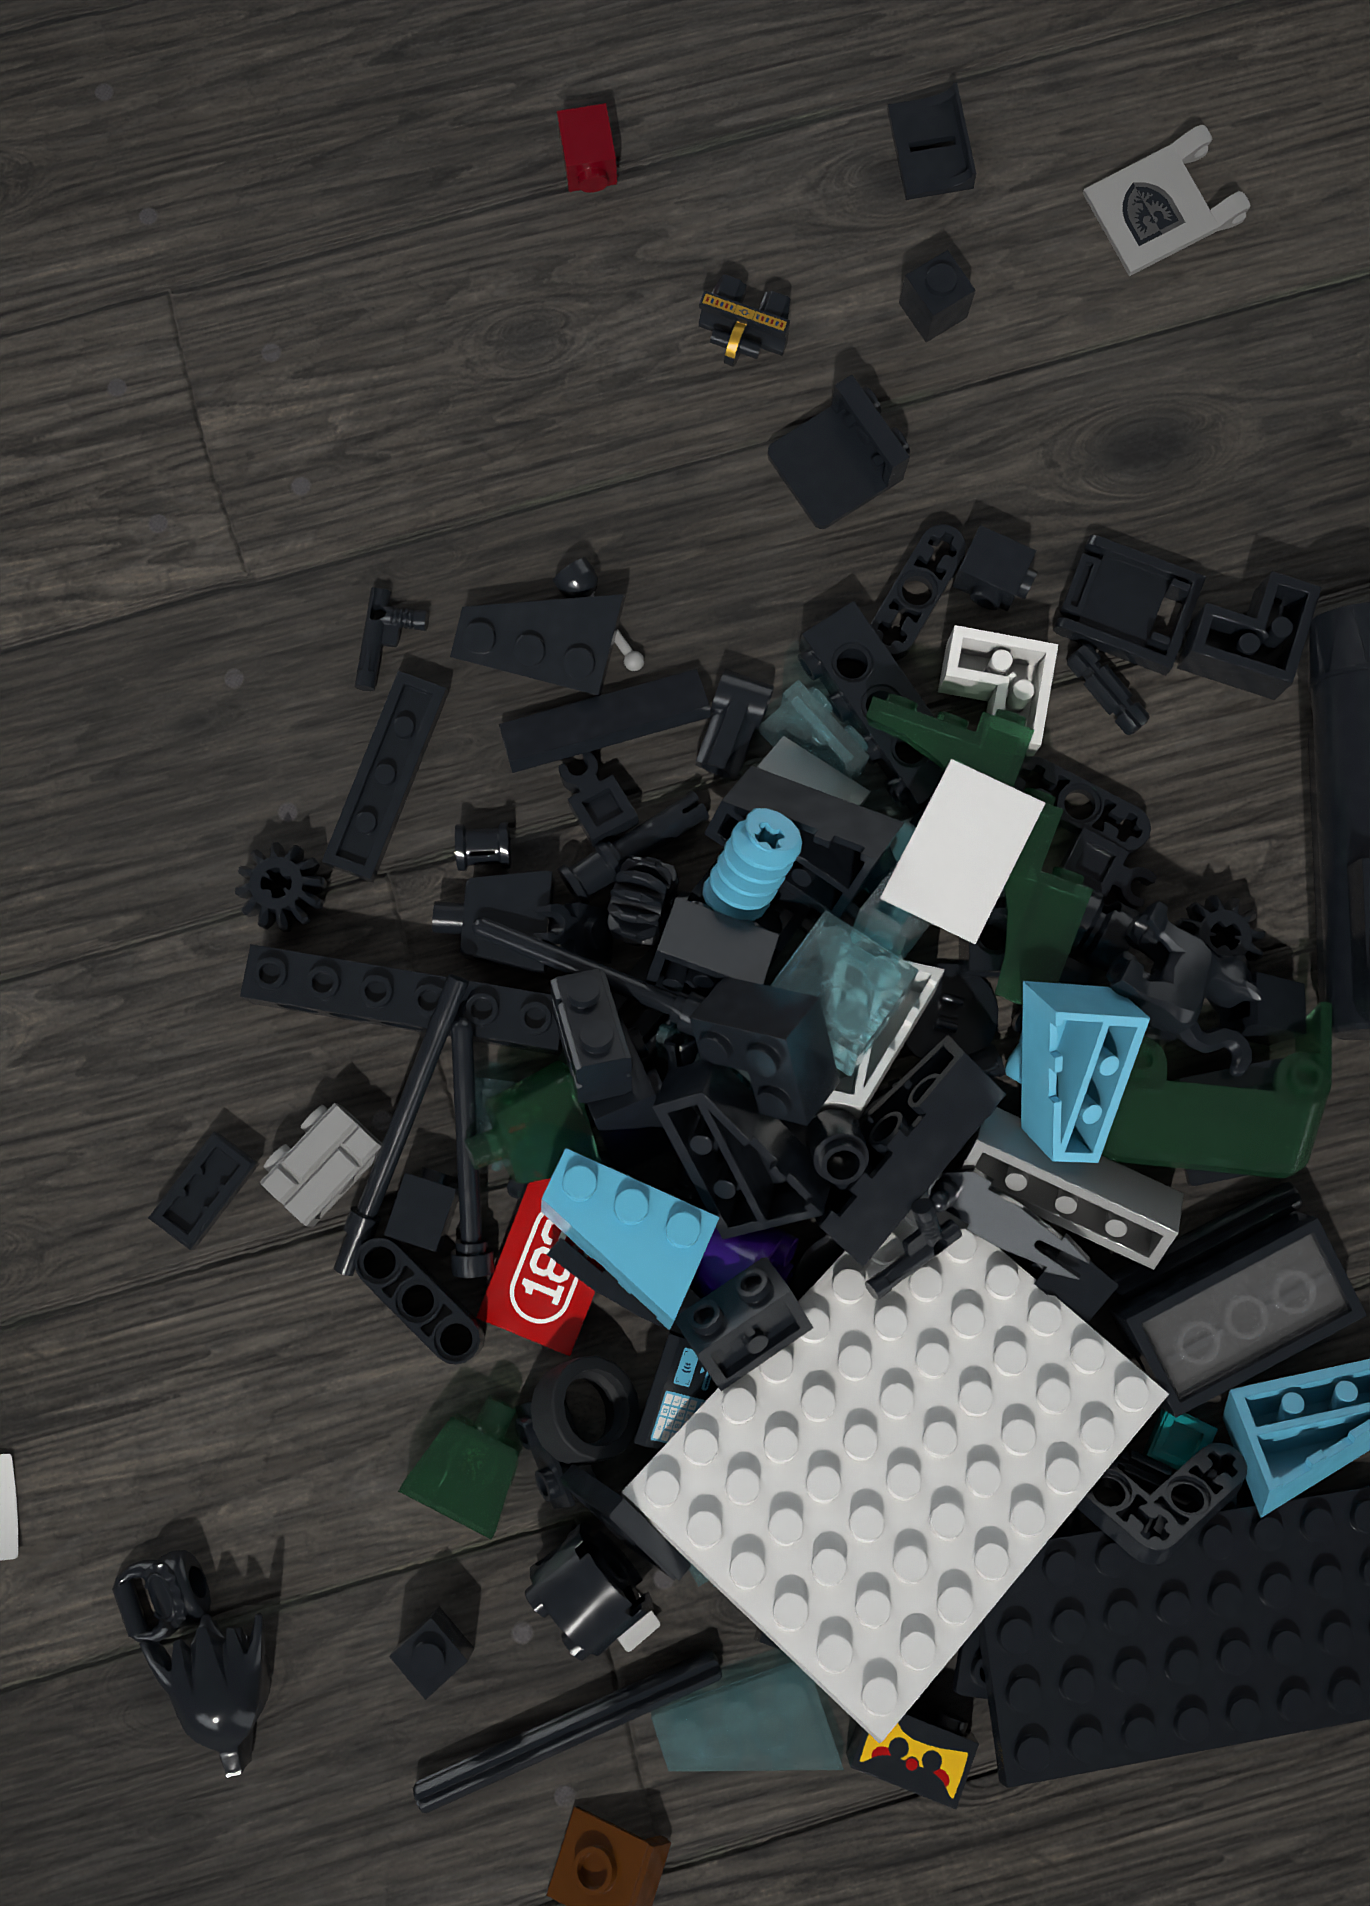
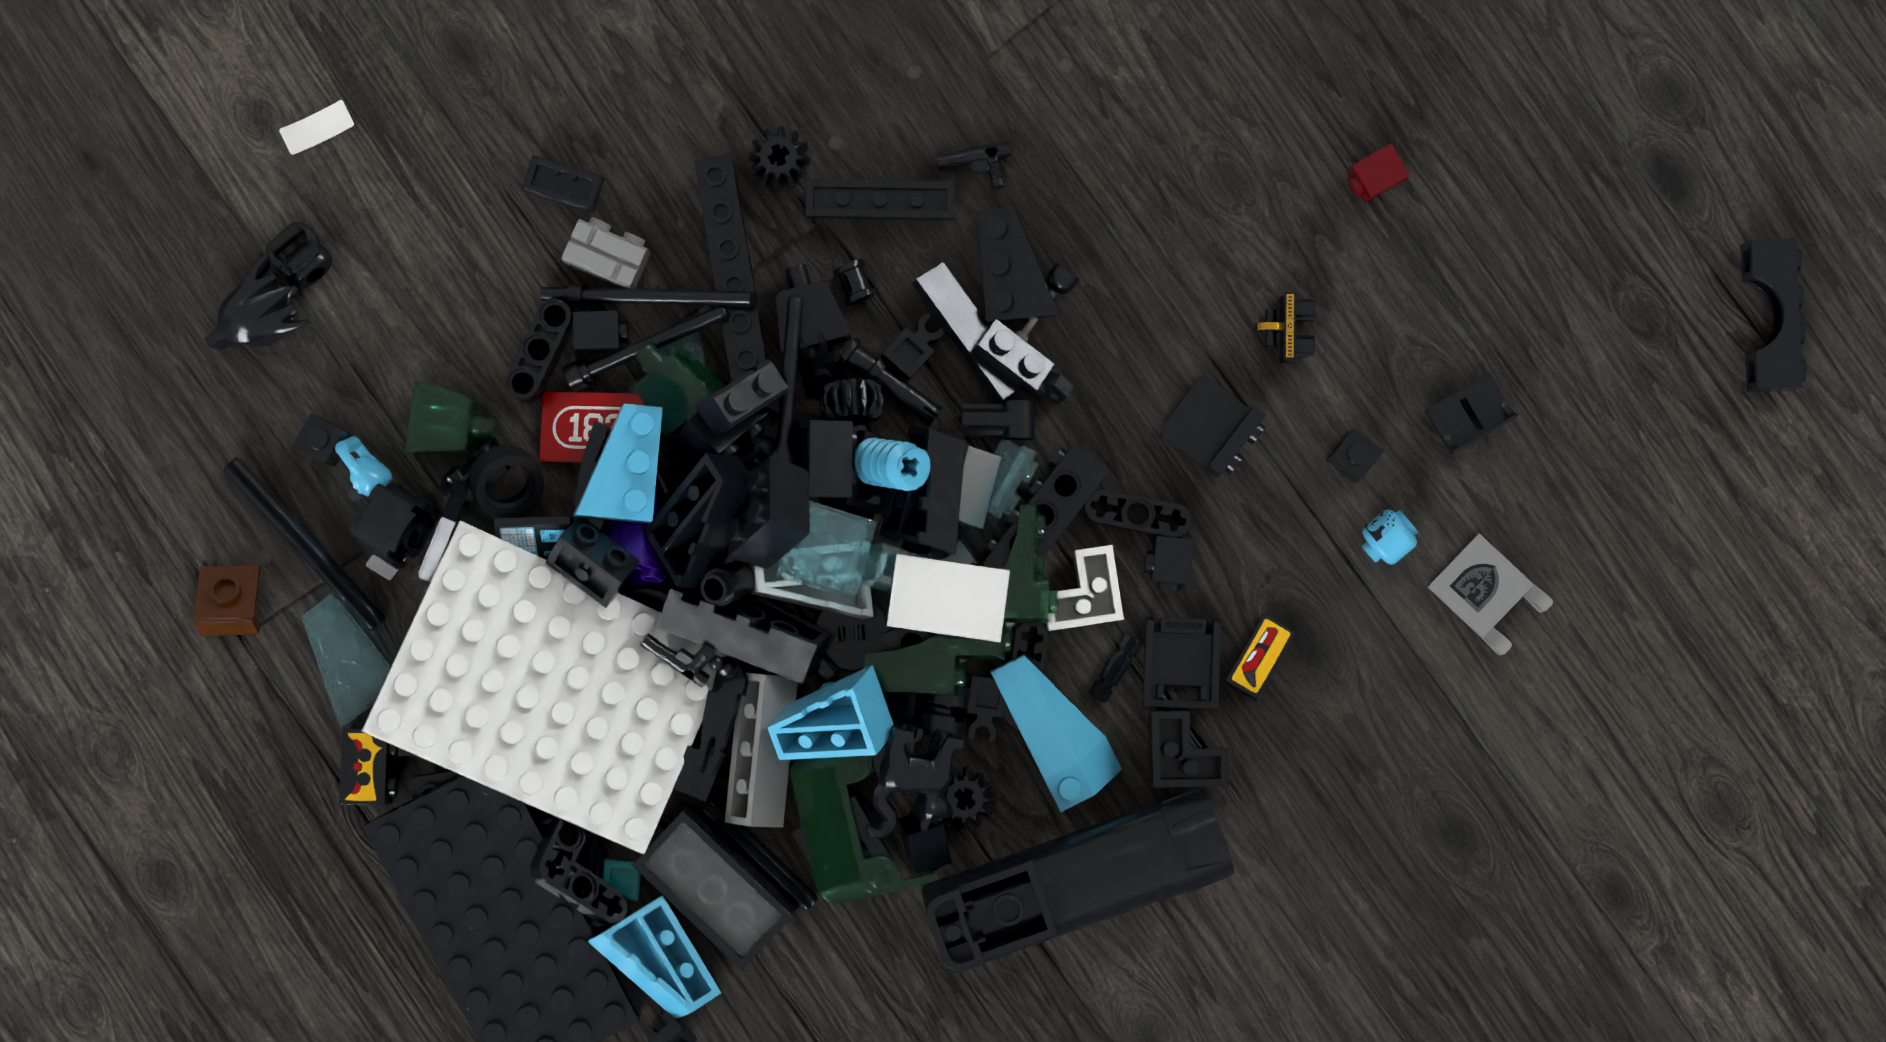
camera: 70 degrees right, 5 degrees up
(498, 1604) = (364, 471): none -> medium azure piece
(669, 667) = (1022, 363): none -> hinge
(1055, 290) = (1389, 537): none -> medium azure head
(1156, 502) = (1259, 657): none -> slope
(1181, 789) = (1062, 741): none -> medium azure wedge

